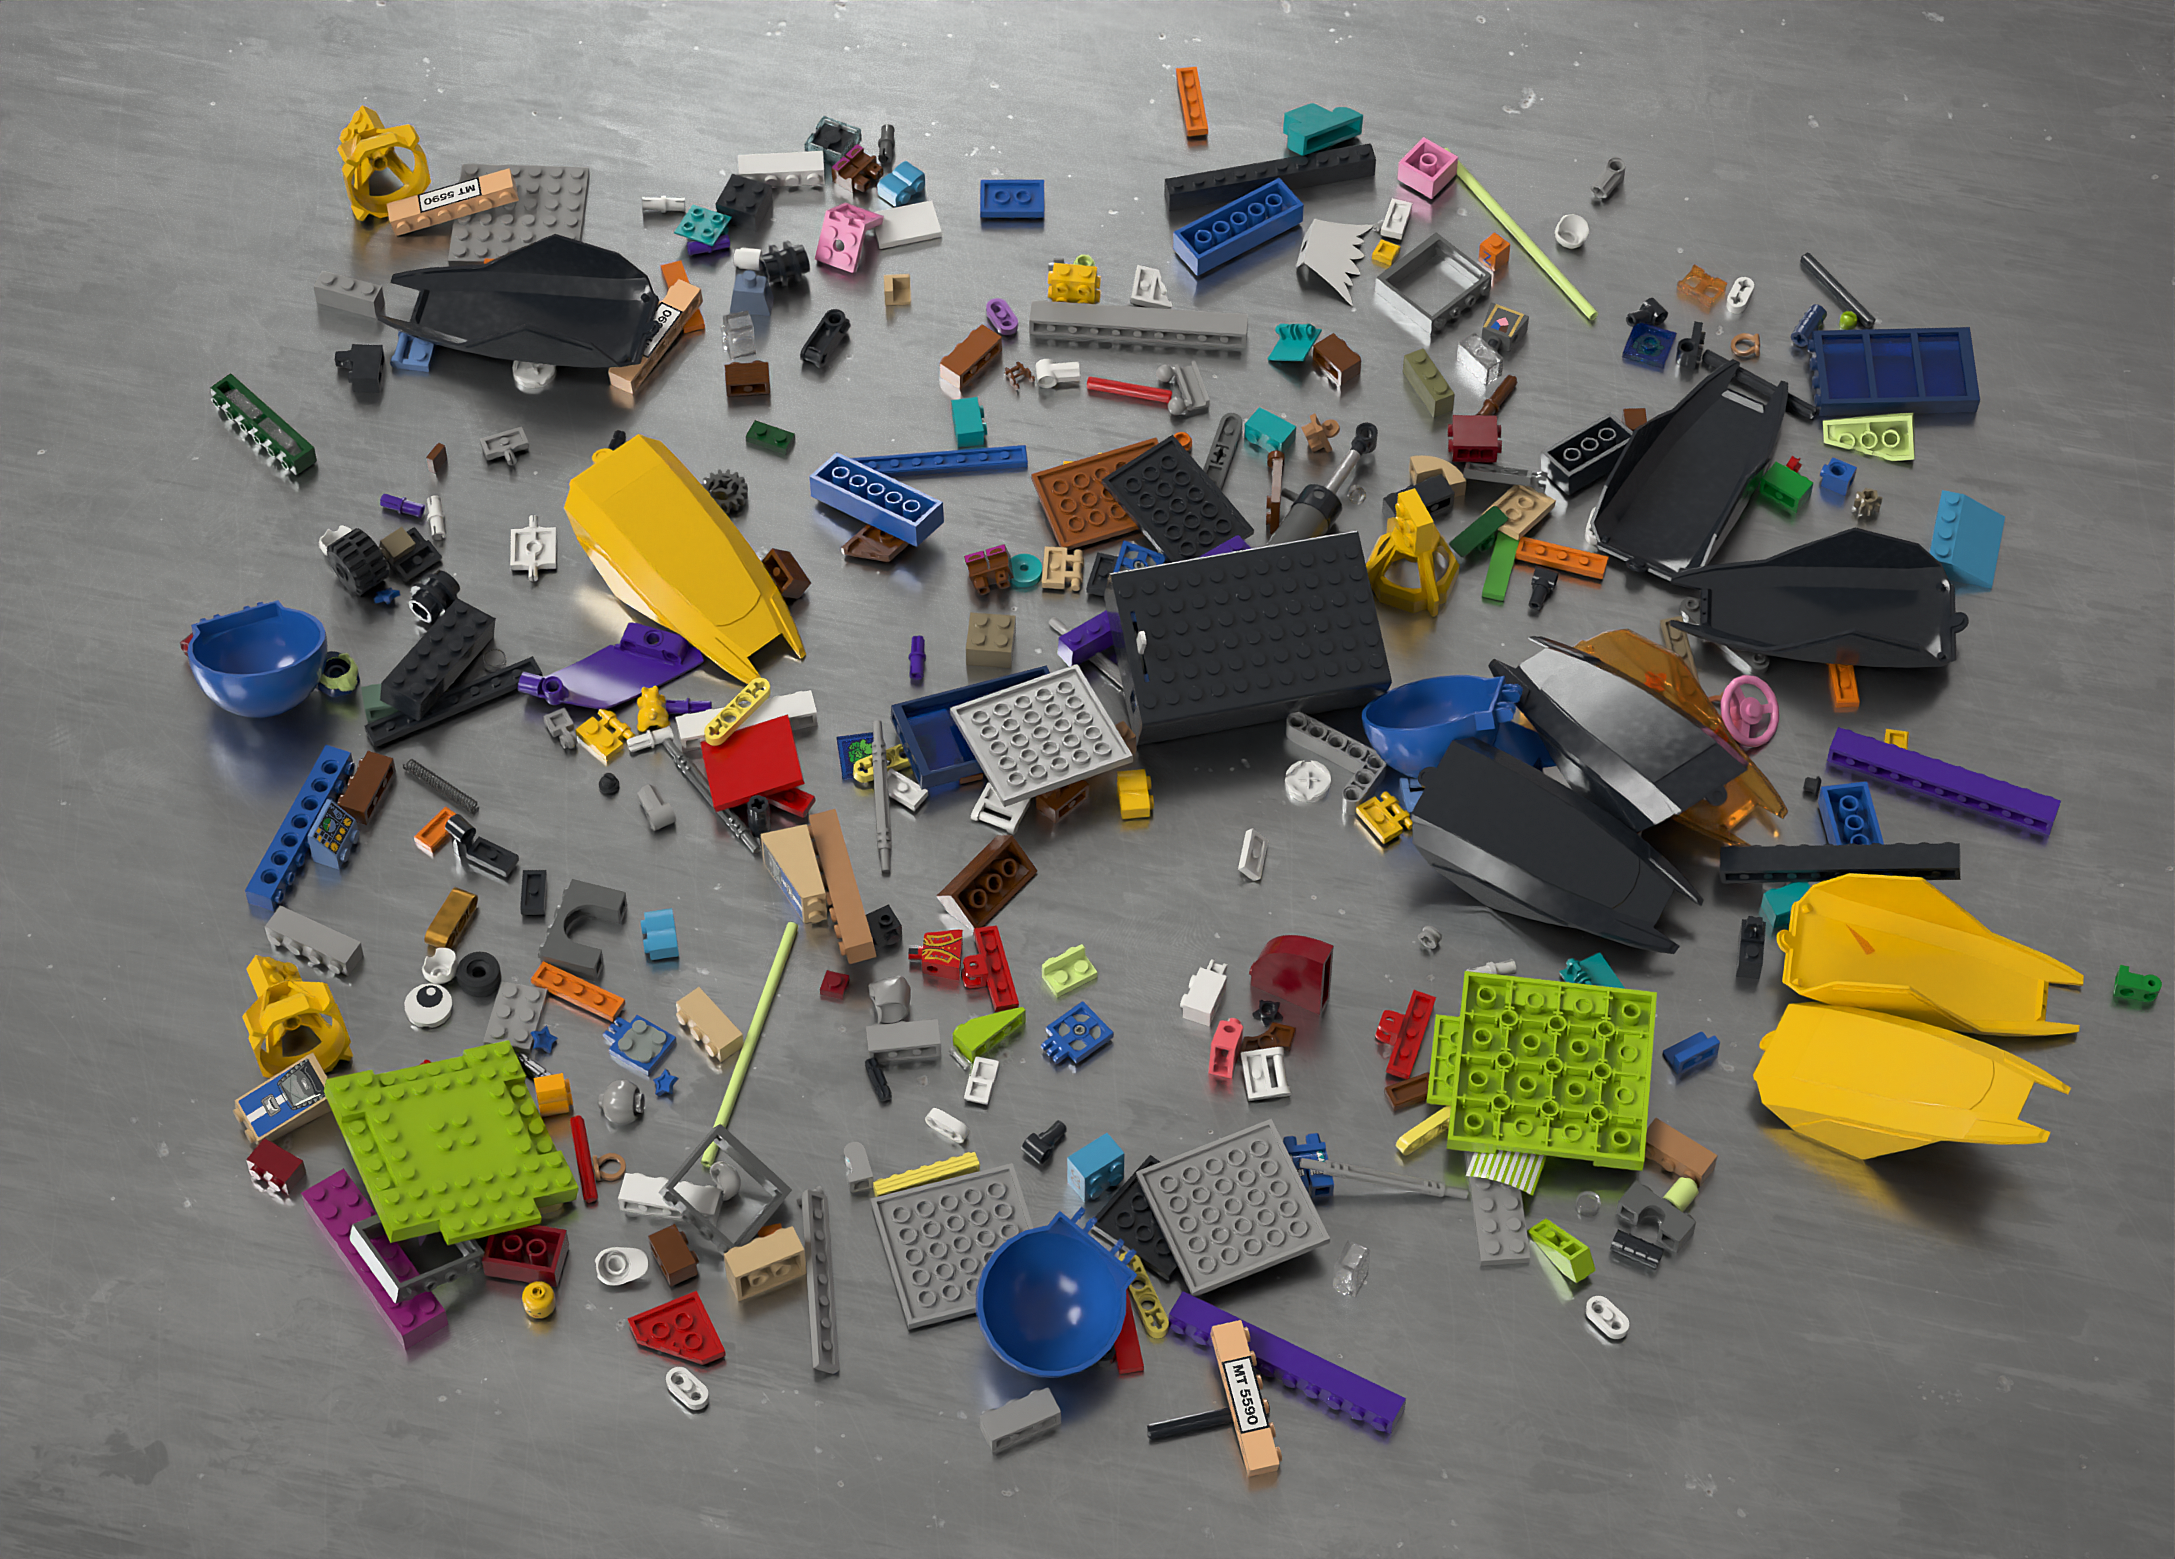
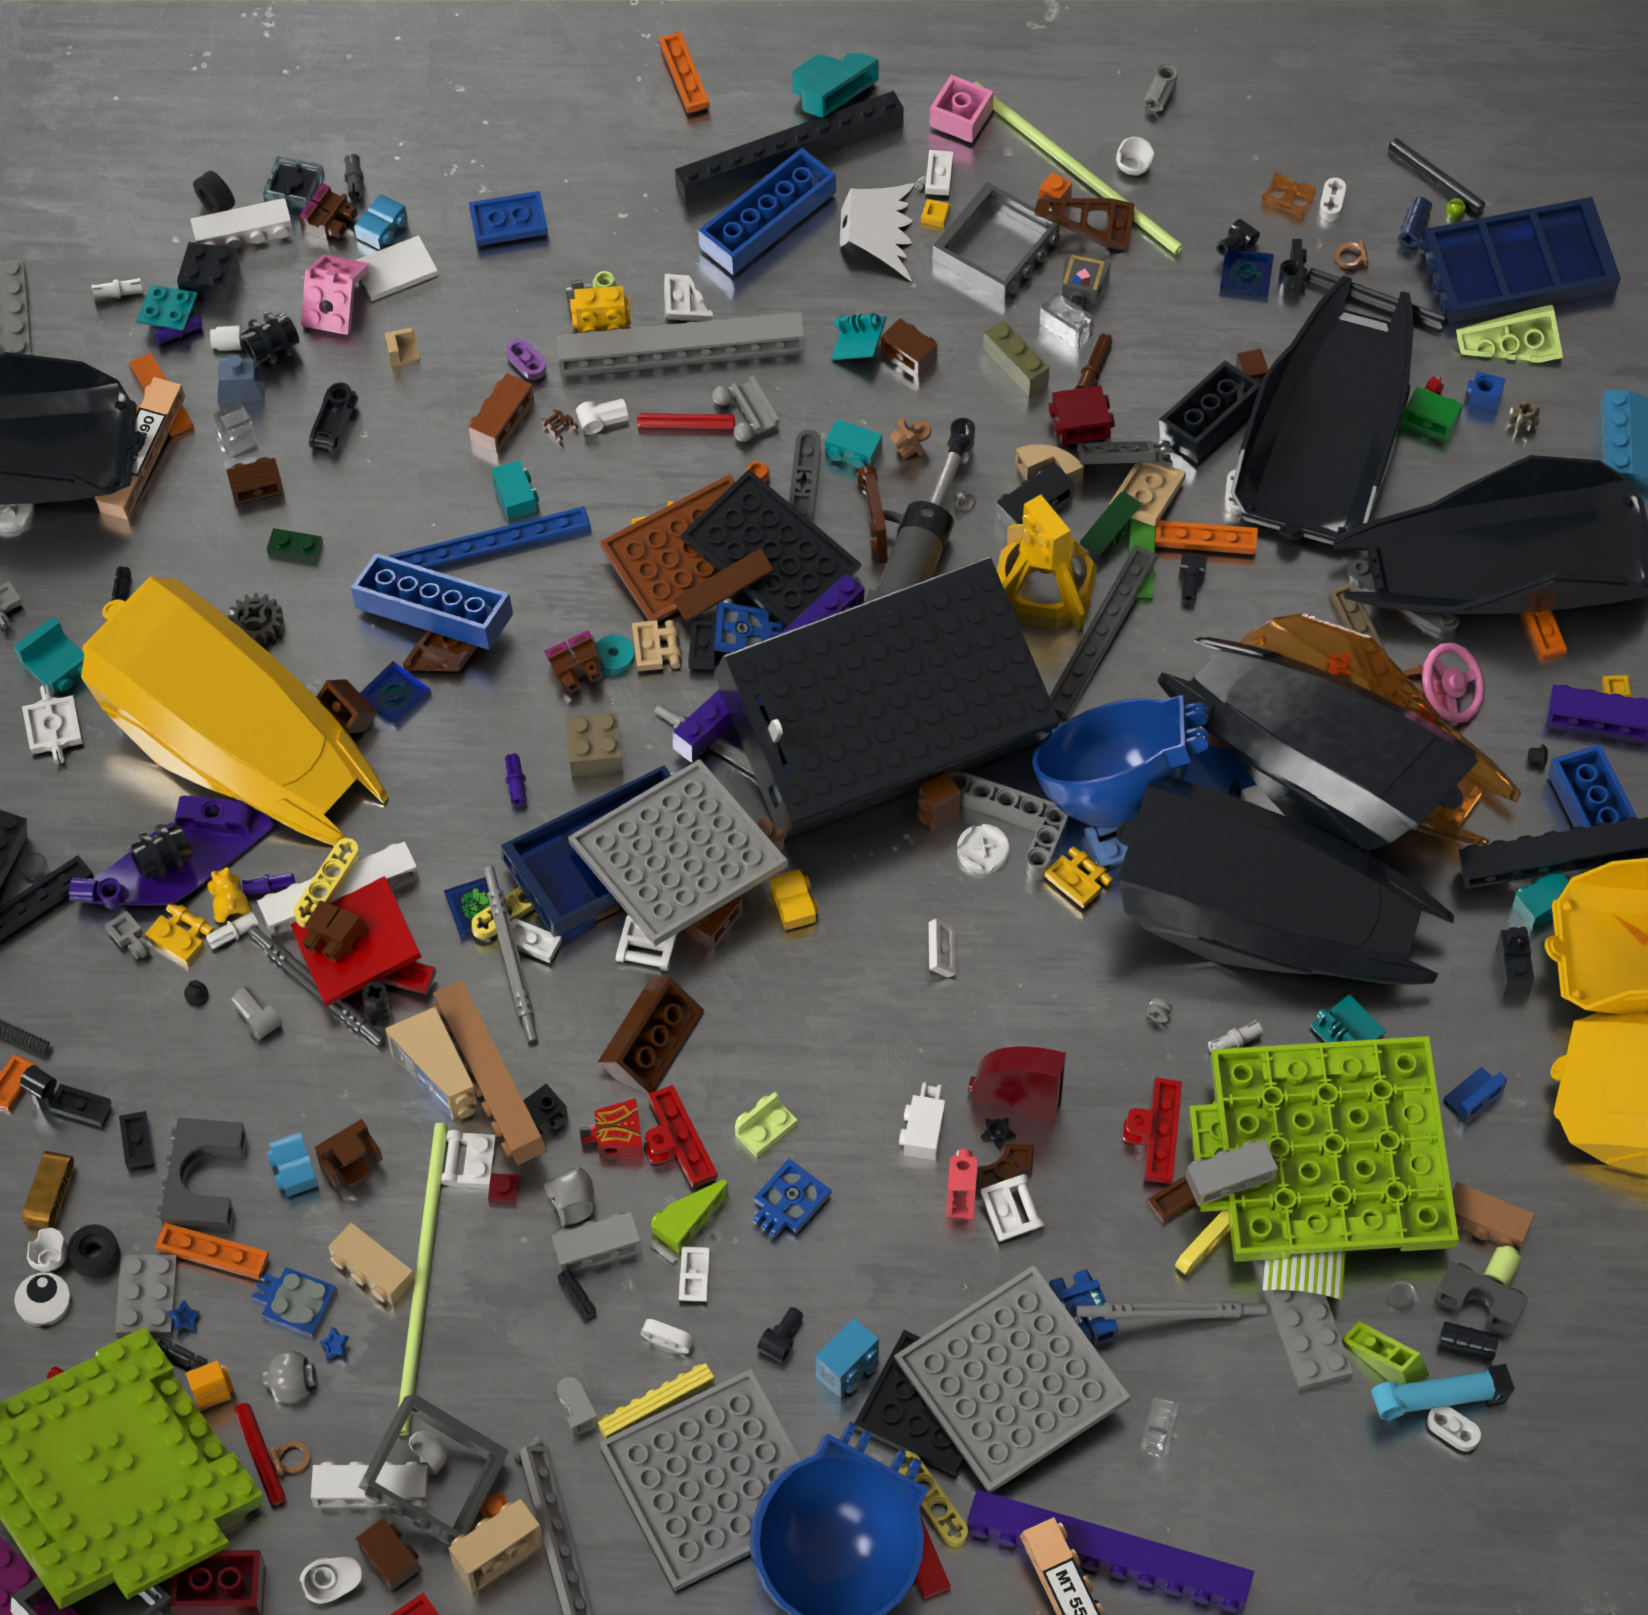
camera: 10 degrees left, 5 degrees up
(543, 493) = (51, 656): none -> teal panel
(603, 663) = (161, 851): none -> black piece
(706, 931) = (345, 1154): none -> reddish brown panel
(735, 749) = (335, 929): none -> reddish brown hips
(762, 136) = (213, 192): none -> black tyre
(817, 959) = (478, 1160): none -> white plate
(830, 572) = (395, 693): none -> clear blue tile
(1129, 527) = (723, 585): none -> reddish brown tile
(1276, 734) = (938, 801): none -> reddish brown brick
(1451, 620) = (1102, 631): none -> dark grey tile
(1457, 1071) = (1231, 1172): none -> light grey brick
(1544, 284) = (1118, 219): none -> reddish brown plate
(1558, 1282) = (1396, 1399): none -> medium azure piece

